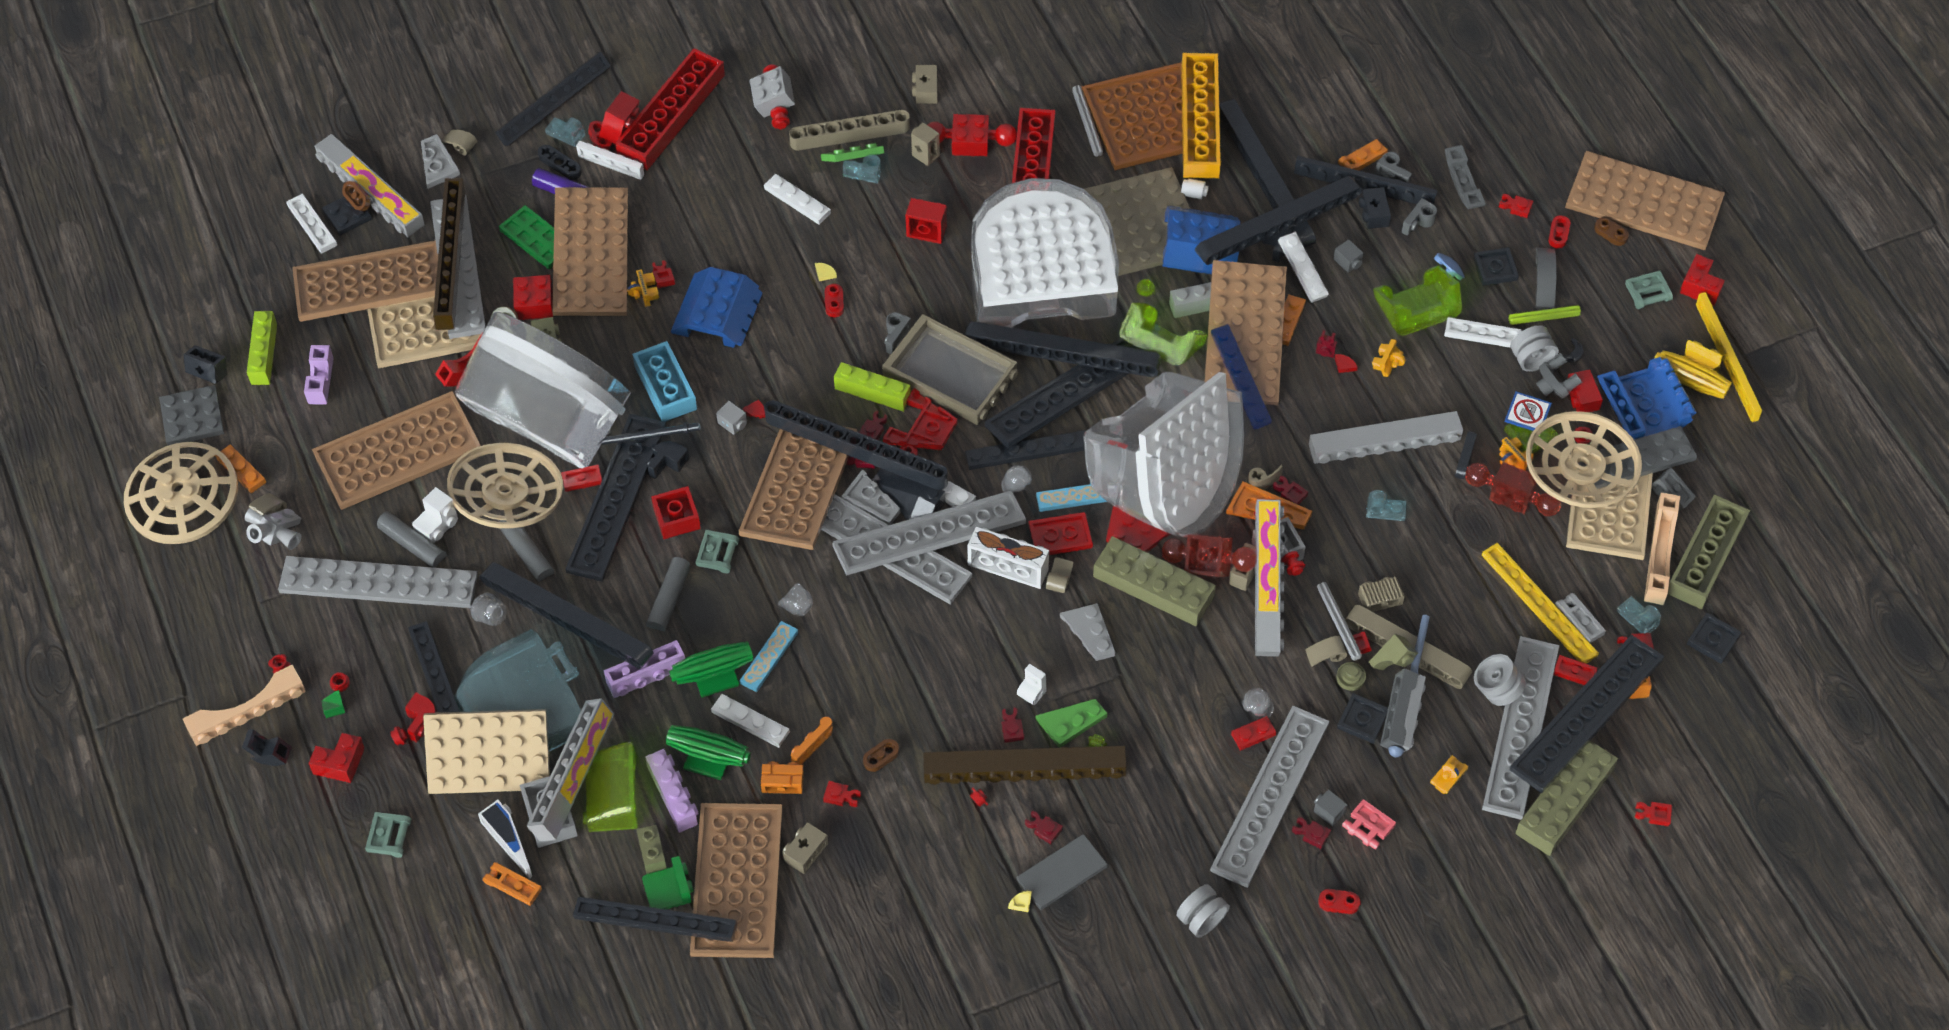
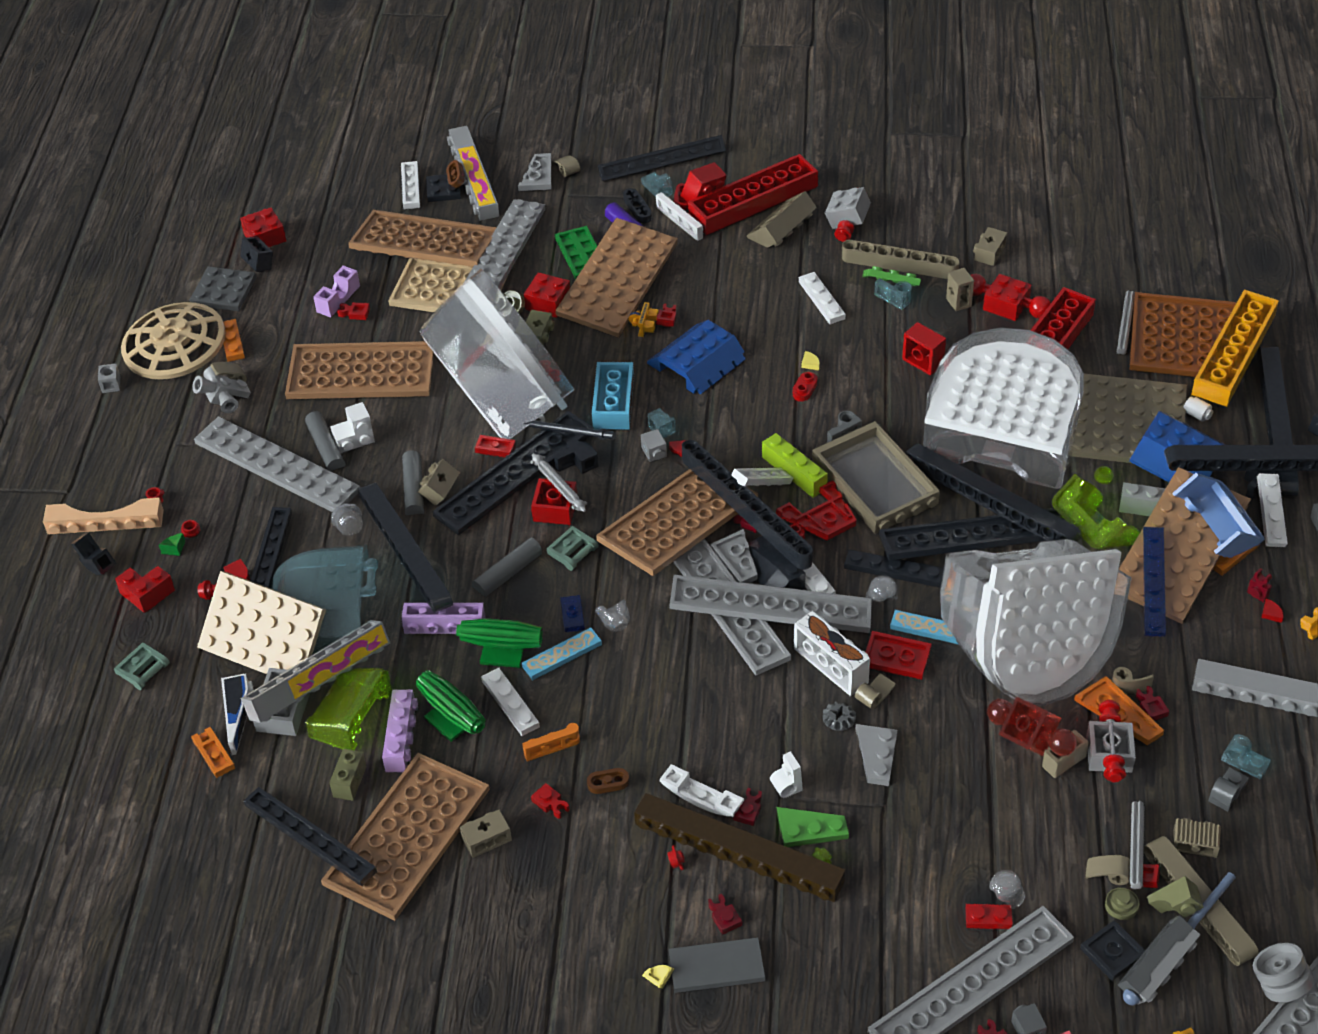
camera: 30 degrees right, 10 degrees down
(146, 566) = (109, 378): none -> light grey brick
(189, 330) = (265, 226): none -> red brick
(262, 348) = (308, 258): lime brick -> none
(350, 387) = (356, 311): none -> red plate
(449, 254) = (495, 234): dark brown brick -> none
(505, 481) = (433, 429): tan dish -> none
(554, 537) = (438, 482): none -> dark tan brick
(668, 886) = (342, 814): green bracket -> none
(674, 493) = (558, 482): none -> light grey wheel
(713, 127) = (783, 220): none -> dark tan slope
(724, 391) = (659, 420): none -> clear light blue brick
(755, 614) = (572, 613): none -> clear blue plate
(782, 778) = (504, 762): orange brick -> none
(854, 412) = (762, 476): none -> white plate
(875, 427) = (775, 500): dark red plate -> none
(966, 733) = (699, 794): none -> white slope
(1033, 613) = (844, 722): none -> dark grey gear
(1133, 531) = (969, 683): red wing -> none
(1154, 581) = (965, 732): olive brick -> none
(1268, 577) = (1078, 771): brick -> none
(1274, 294) = (1222, 514): none -> medium blue windscreen
(1385, 541) = (1228, 789): none -> dark grey plate

